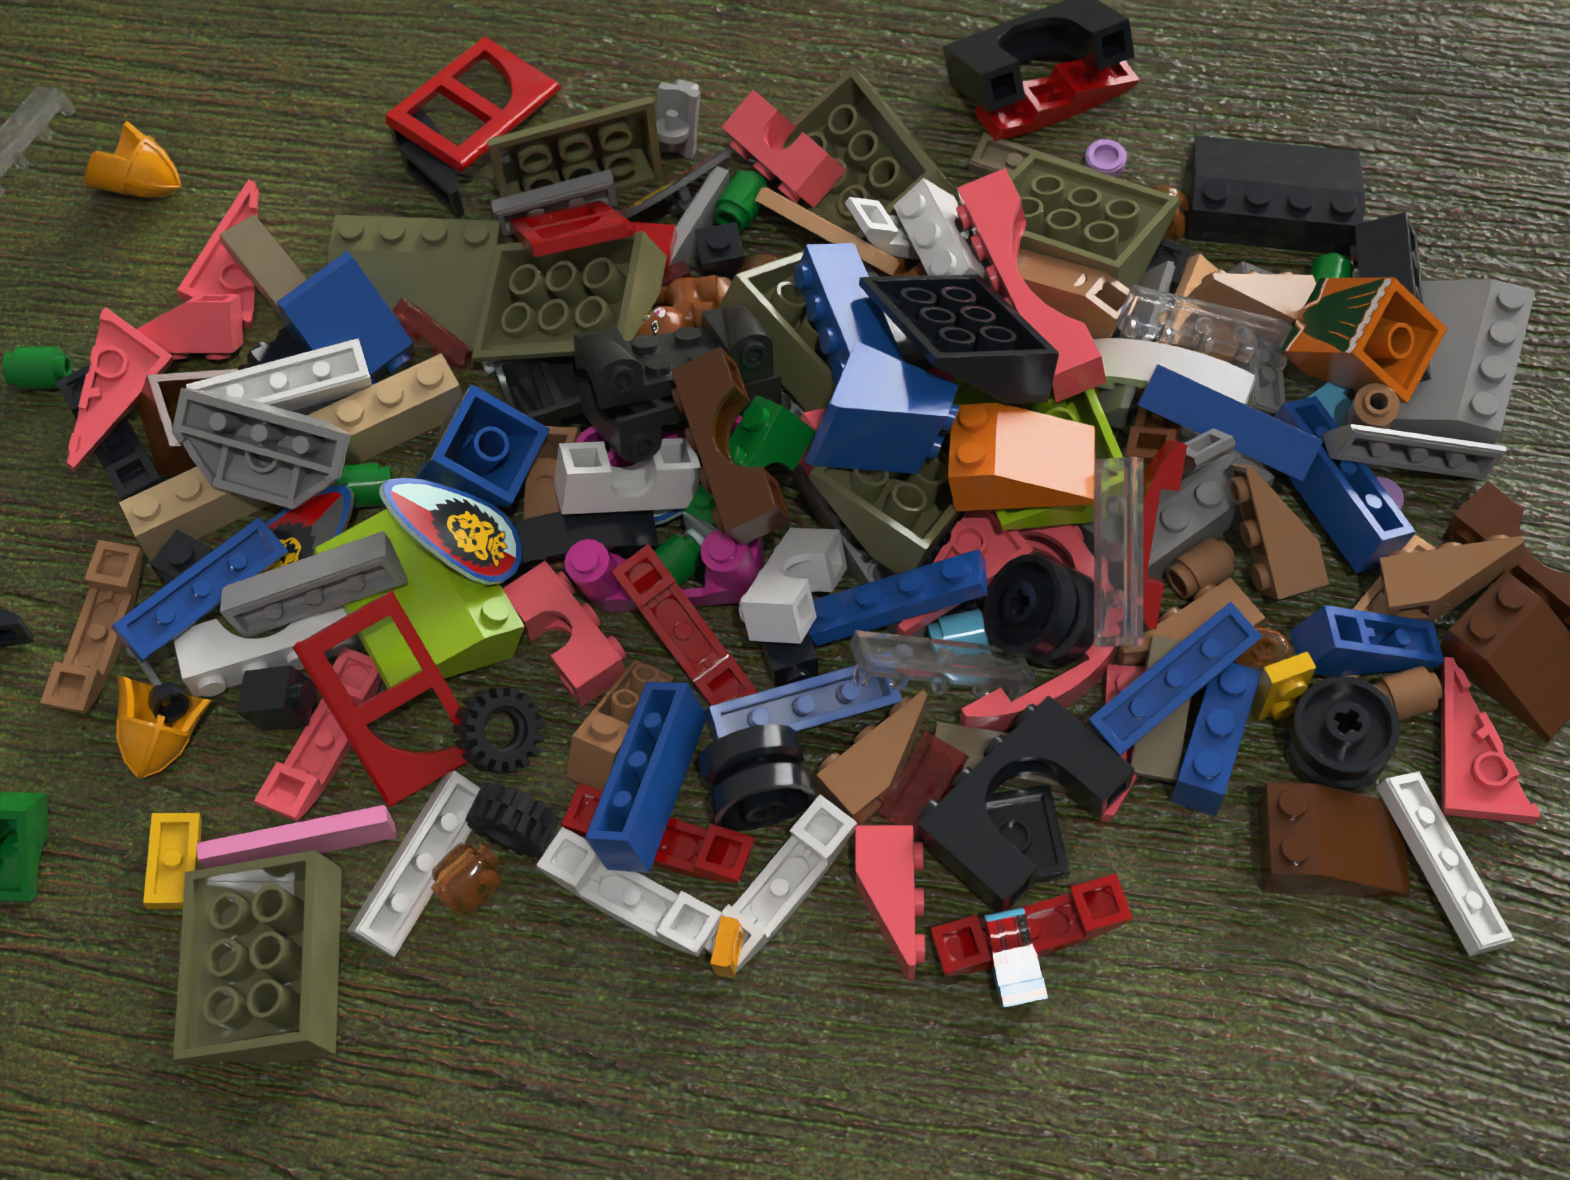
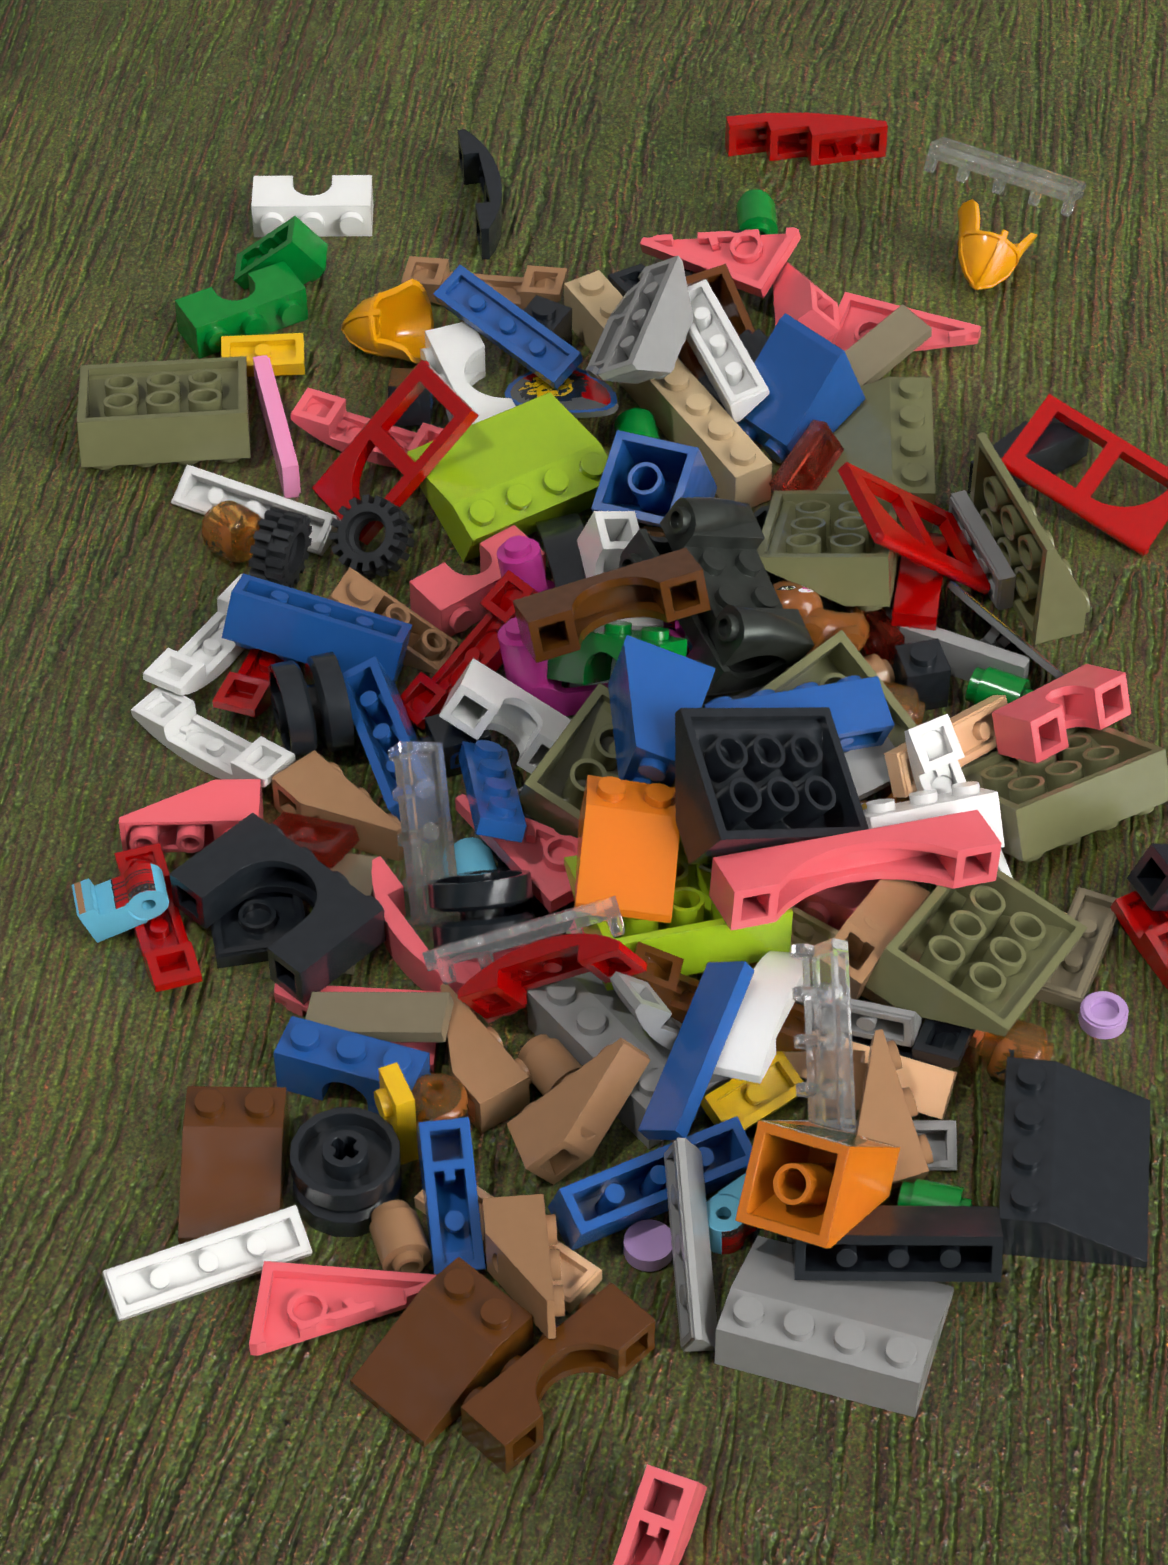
camera: 85 degrees right, 15 degrees down
(110, 918) = (274, 303): none -> green arch
(163, 693) = (409, 329): black hinge -> none
(312, 585) = (502, 384): light grey slope -> none
(456, 528) = (553, 463): shield -> none
(678, 117) = (1086, 626): light grey hips -> none
(727, 947) = (144, 688): light orange tile -> none
(1174, 679) = (395, 1003): blue plate -> none
(1374, 406) = (720, 1190): medium nougat brick -> none

